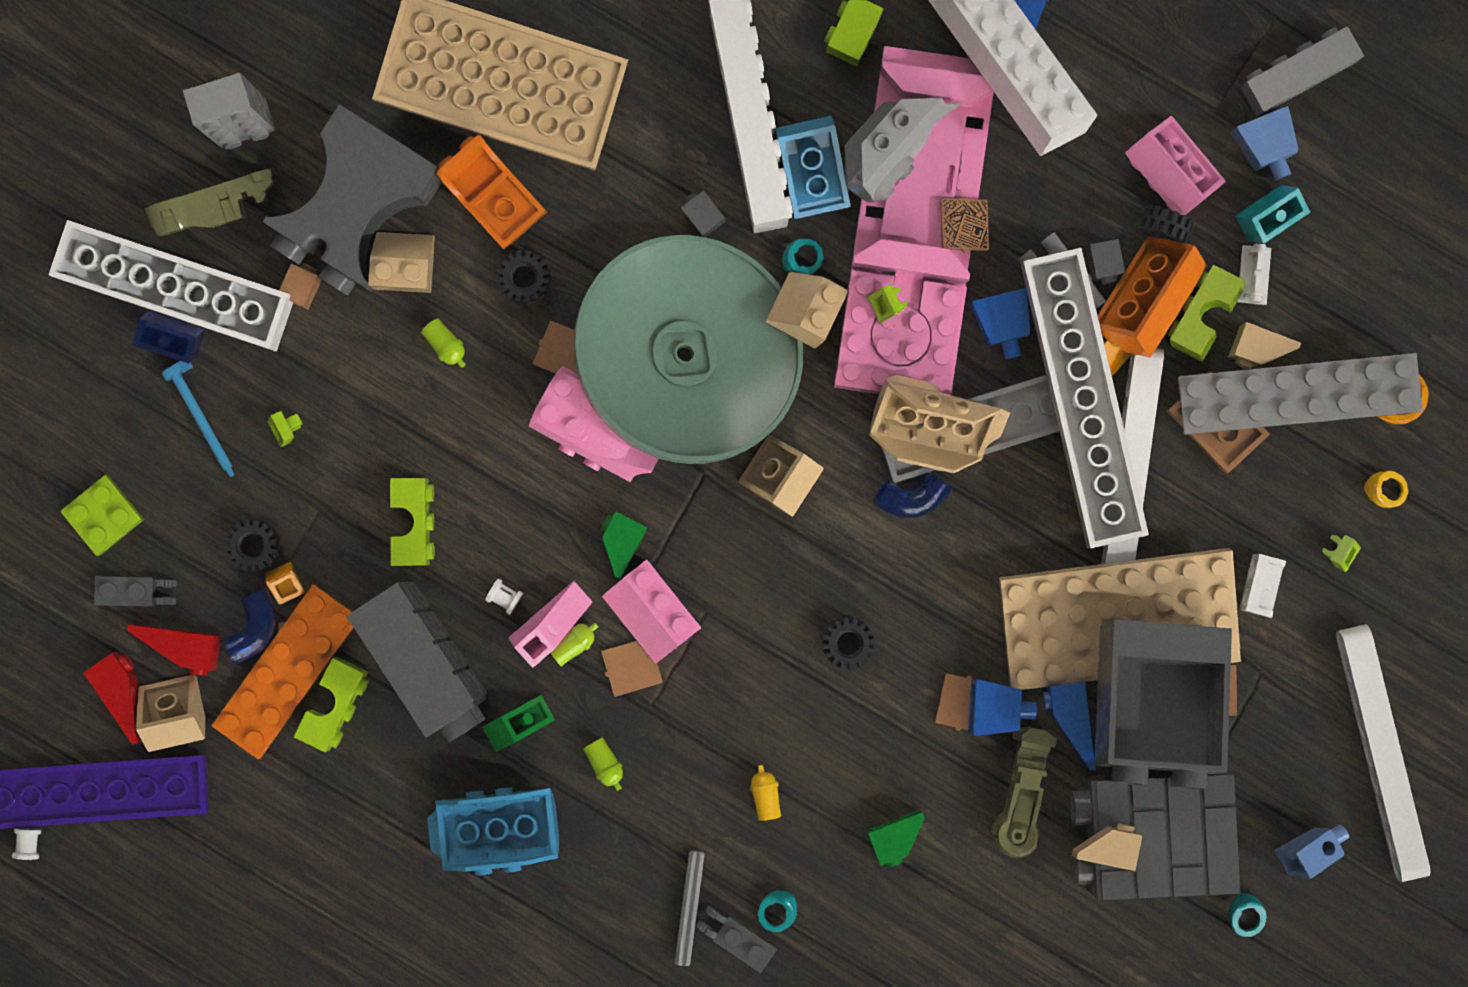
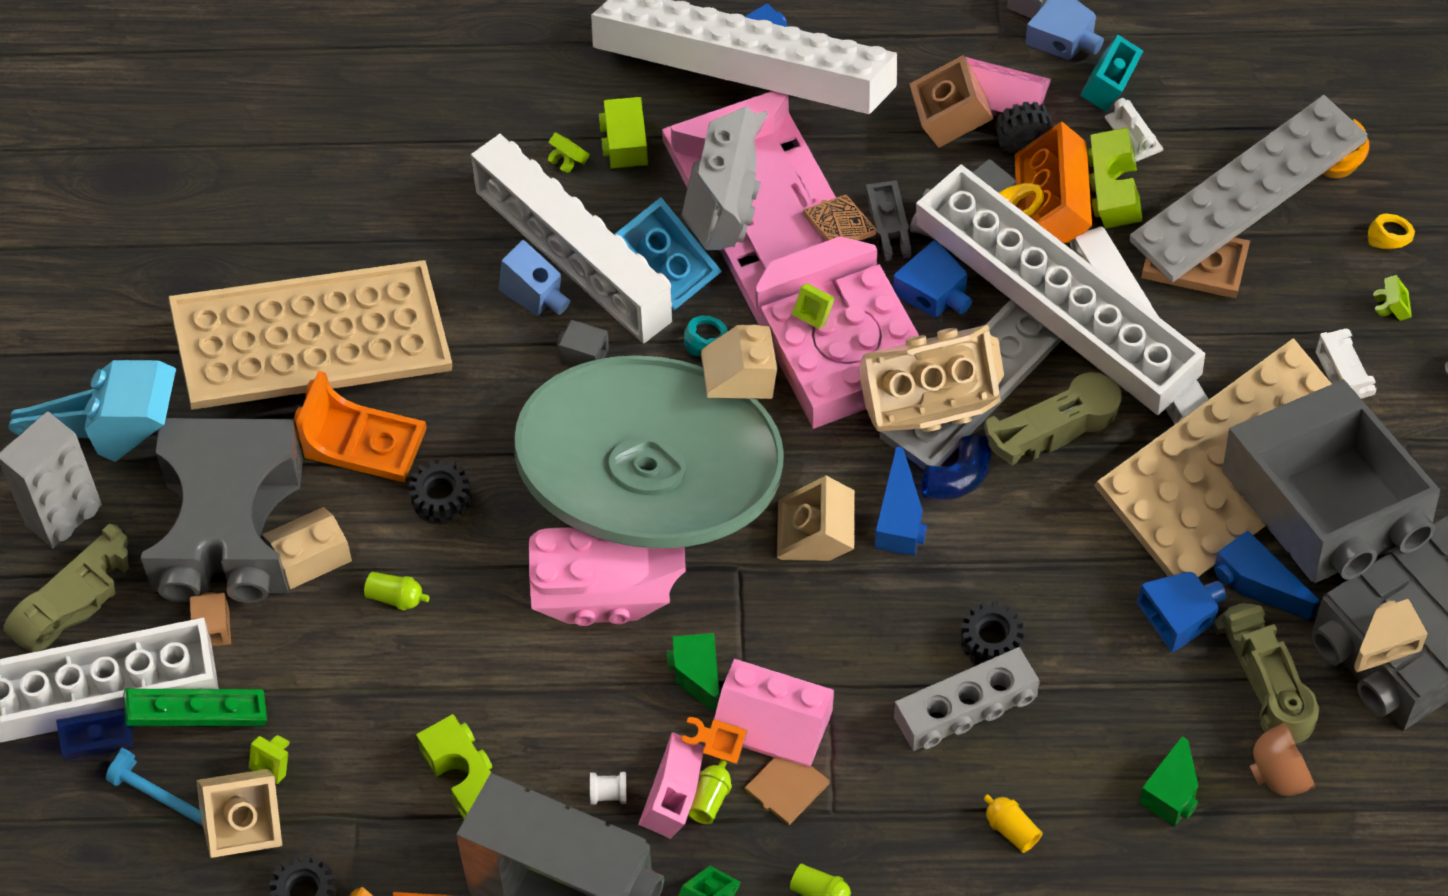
camera: 30 degrees left, 30 degrees down
(237, 460) = (239, 812): none -> tan slope
(247, 359) = (194, 707): none -> green tile
(319, 70) = (117, 414): none -> medium azure slope
(556, 349) = (513, 536): medium nougat piece -> none
(601, 611) = (721, 740): none -> orange plate
(692, 123) = (531, 281): none -> medium blue torso
(800, 19) = (568, 150): none -> lime tile
(841, 680) = (976, 683): none -> light grey brick
(846, 507) = (901, 511): none -> blue slope
(954, 702) = (1137, 633): medium nougat piece -> none
(978, 874) = (1280, 763): none -> nougat cylinder
(1009, 236) = (888, 217): none -> dark grey hinge
(1045, 502) = (1049, 425): none -> olive piece
(1109, 285) = (1020, 191): none -> yellow piece
(1124, 165) = (950, 101): none -> medium nougat slope
(1258, 346) = (1180, 175): tan slope -> none

